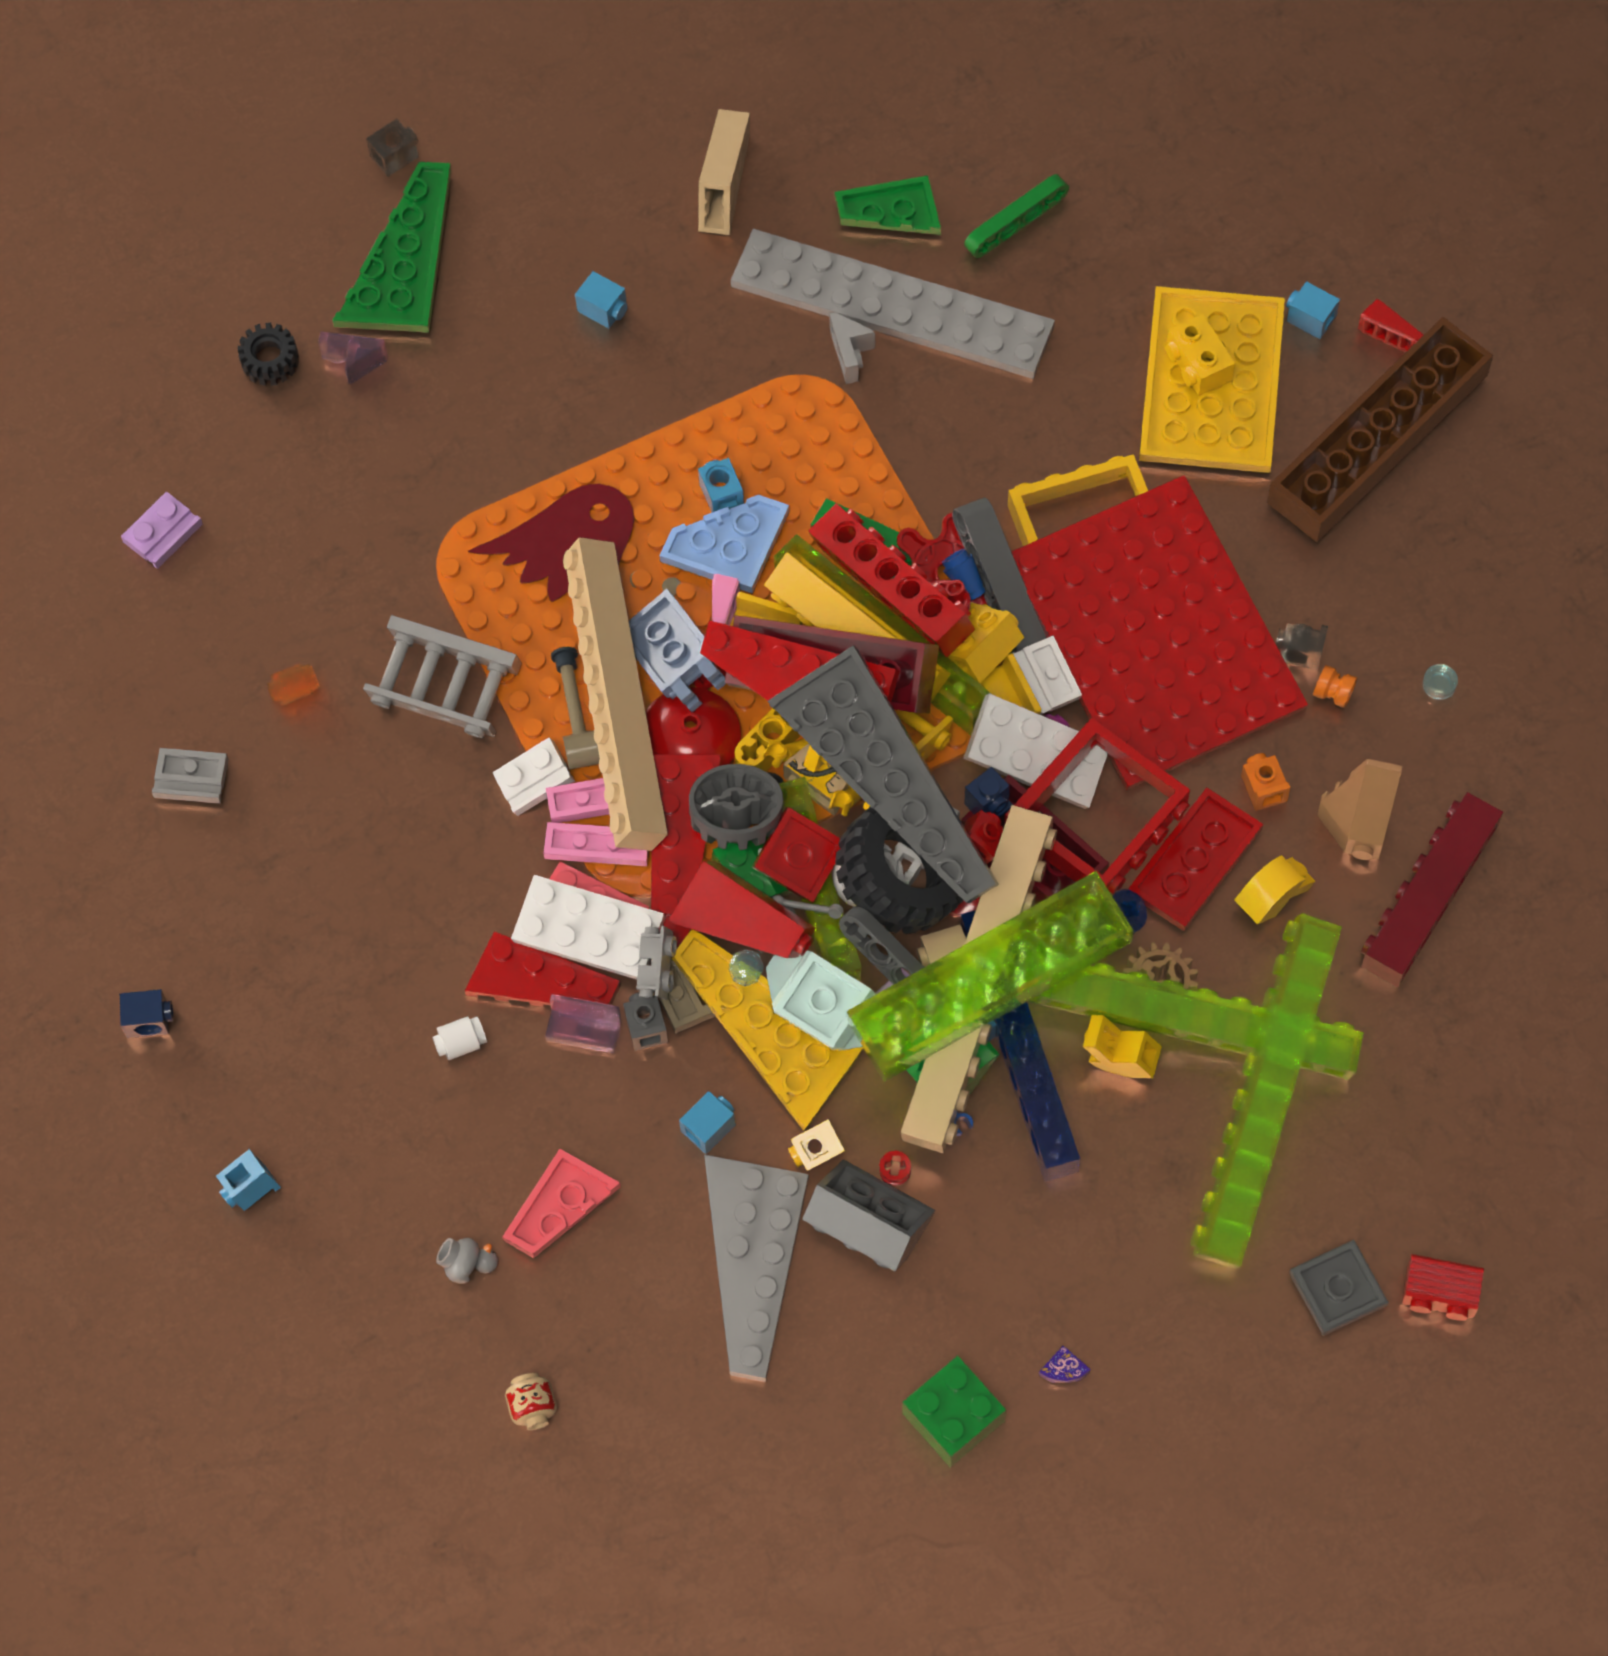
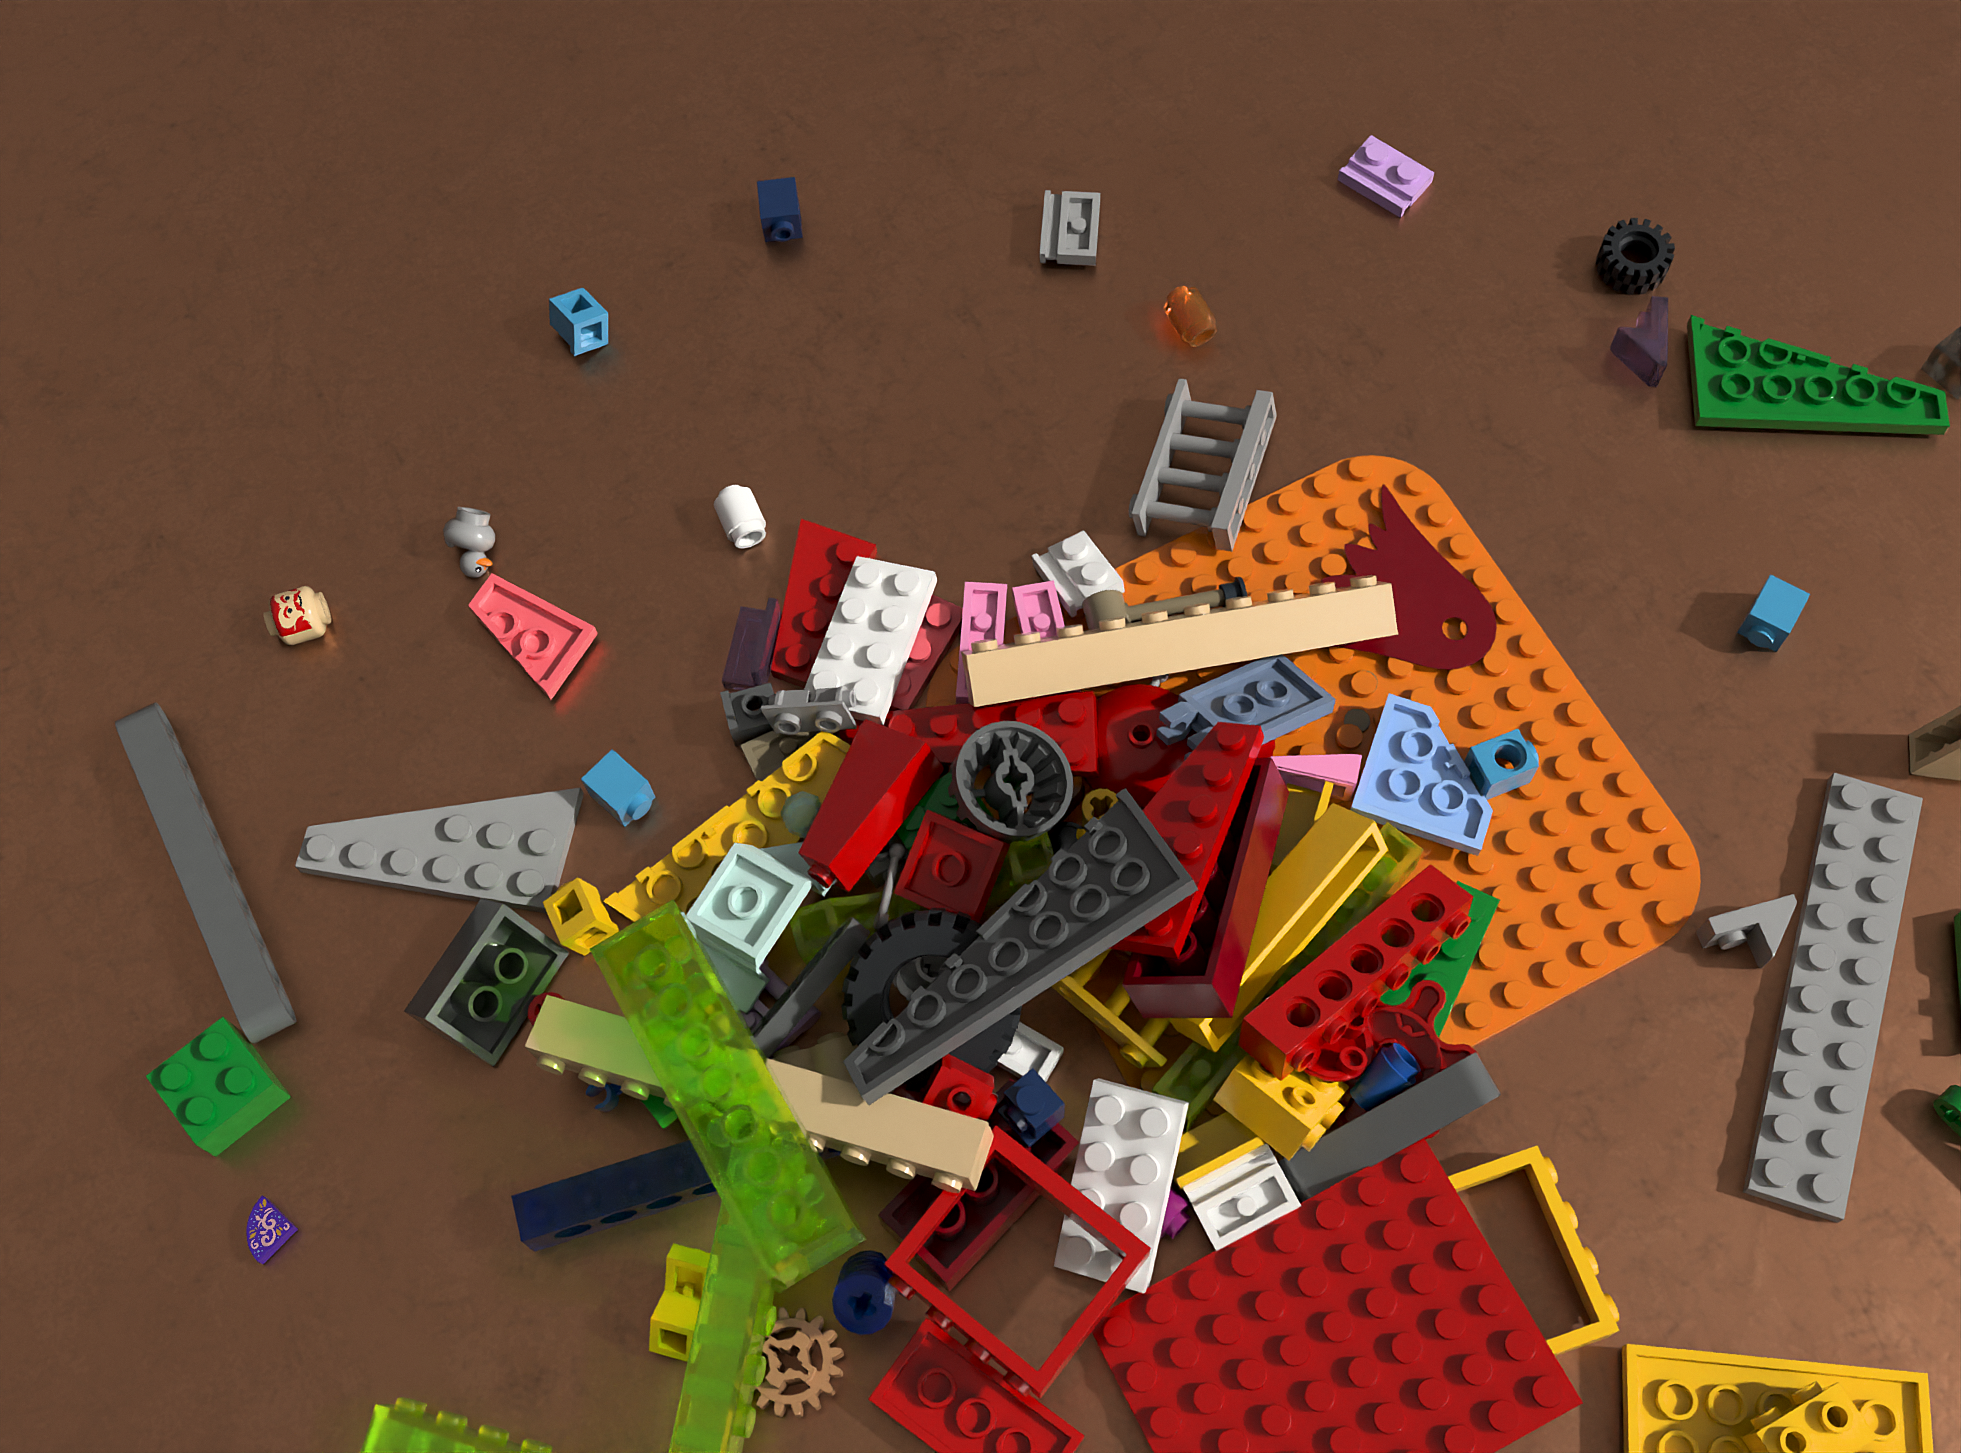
camera: 90 degrees right, 0 degrees up
(762, 1453) = (205, 874): none -> dark grey beam

